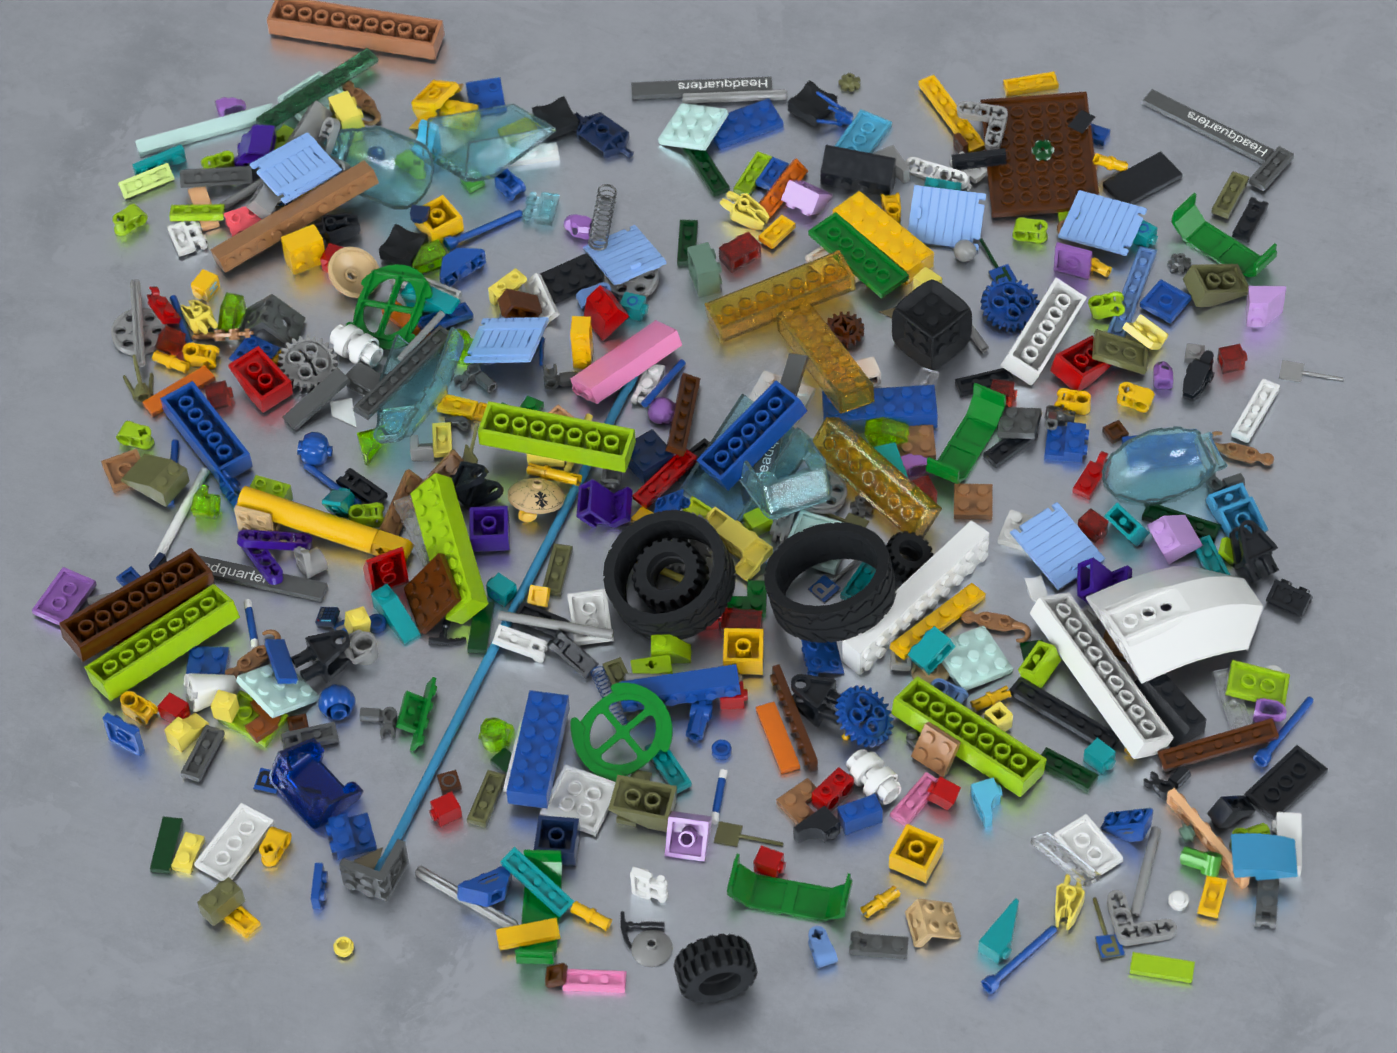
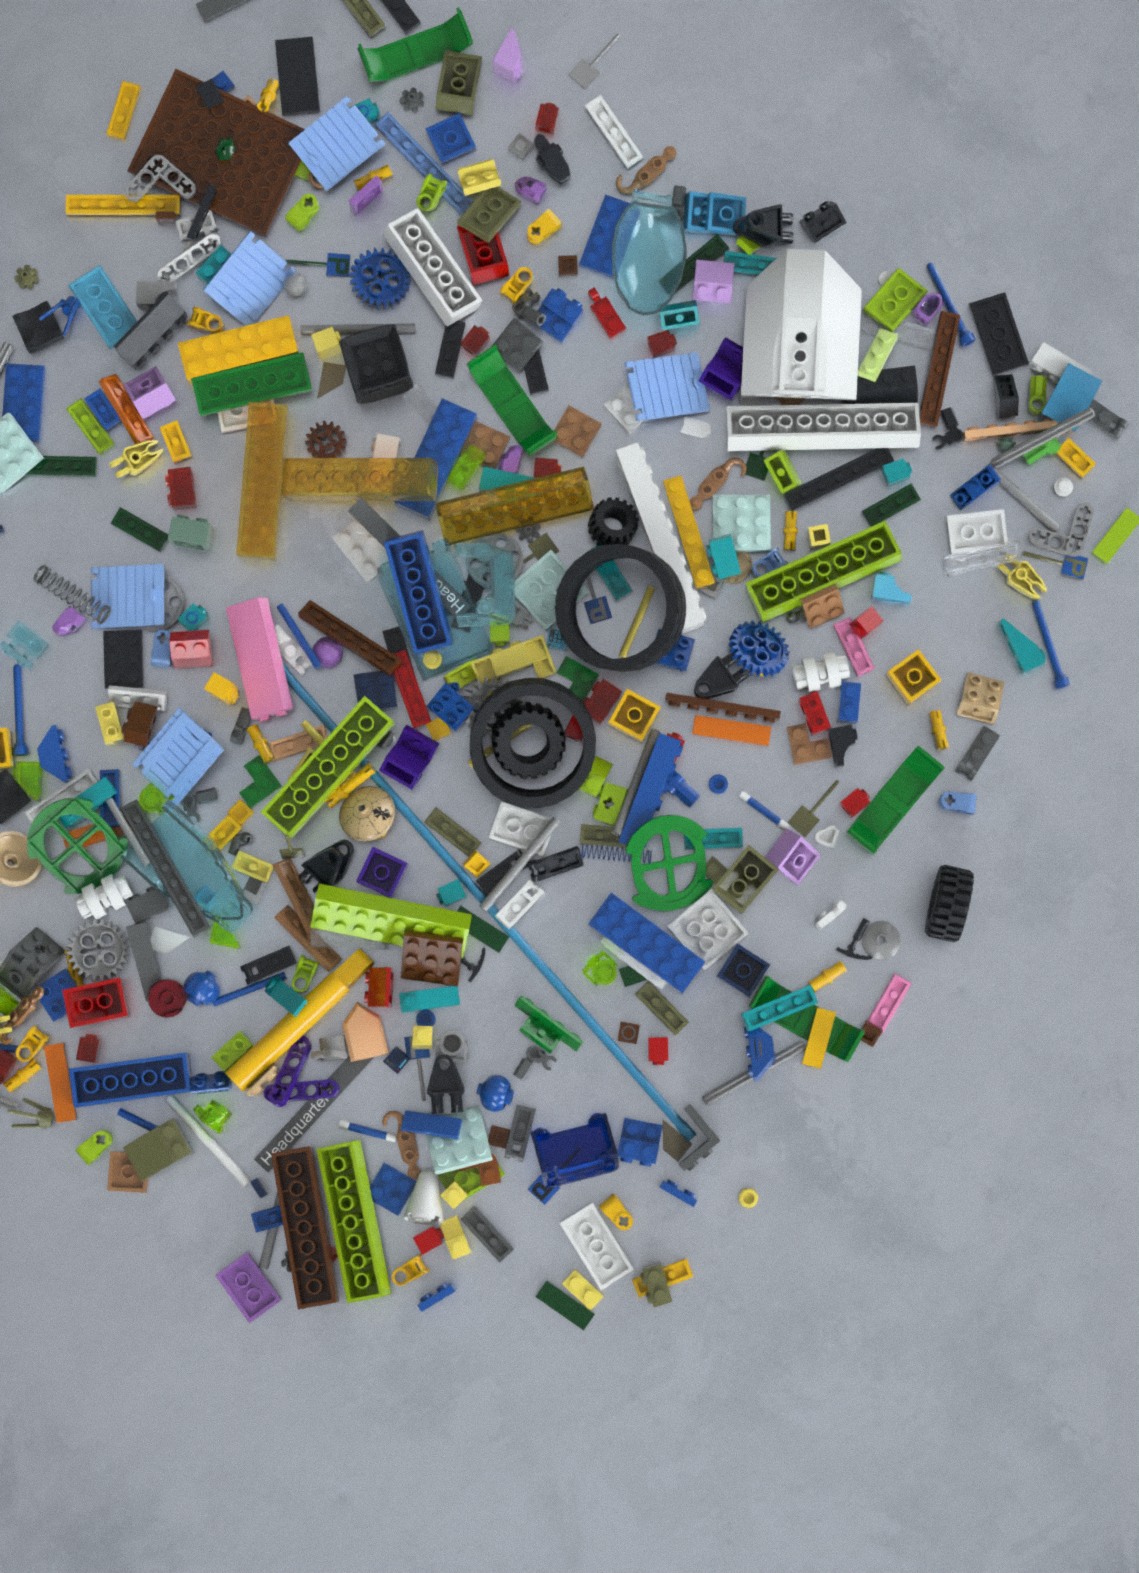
camera: 65 degrees left, 30 degrees up
(291, 428) = (166, 998): none -> dark red tile
(337, 582) = (364, 1034): none -> light nougat tile
(553, 397) = (260, 743): none -> yellow pin
(701, 483) = (432, 659): none -> light yellow plate
(723, 858) = (827, 836): none -> white tile
(1195, 685) = (877, 354): none -> yellowish green plate
(1209, 848) = (1043, 437): none -> light grey axle

